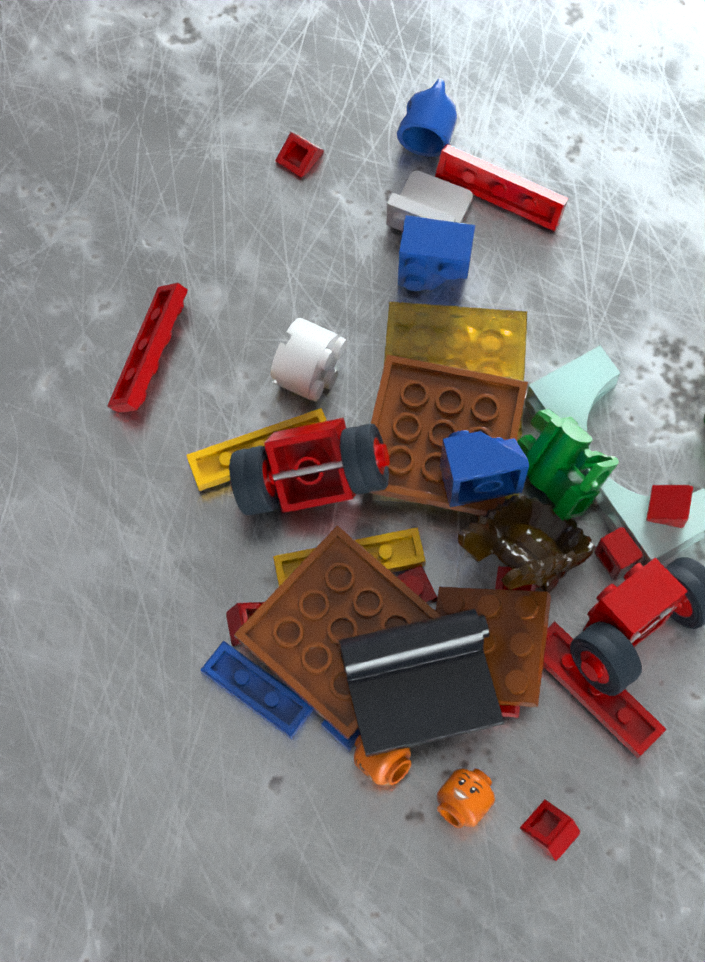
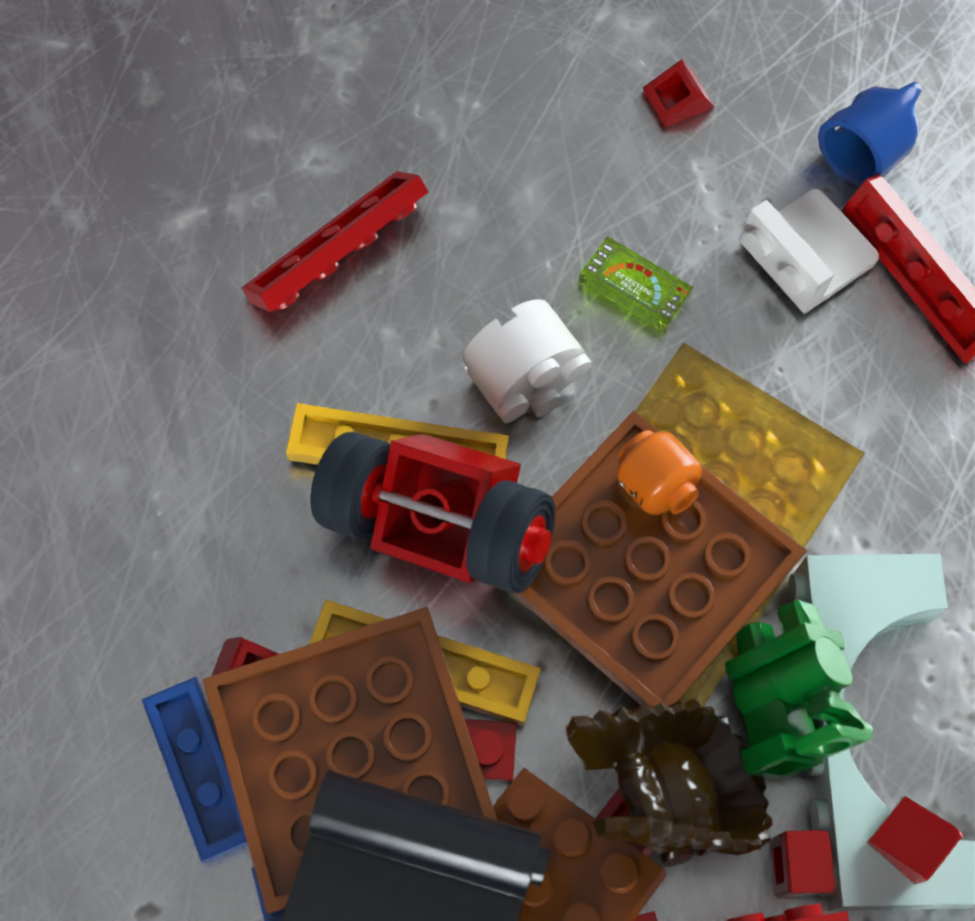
camera: 25 degrees right, 0 degrees up
(341, 281) = (635, 284): none -> clear neon green tile
(424, 381) = (659, 472): none -> orange head
(433, 252) = (778, 306): blue slope -> none
(481, 467) = (668, 637): blue slope -> none

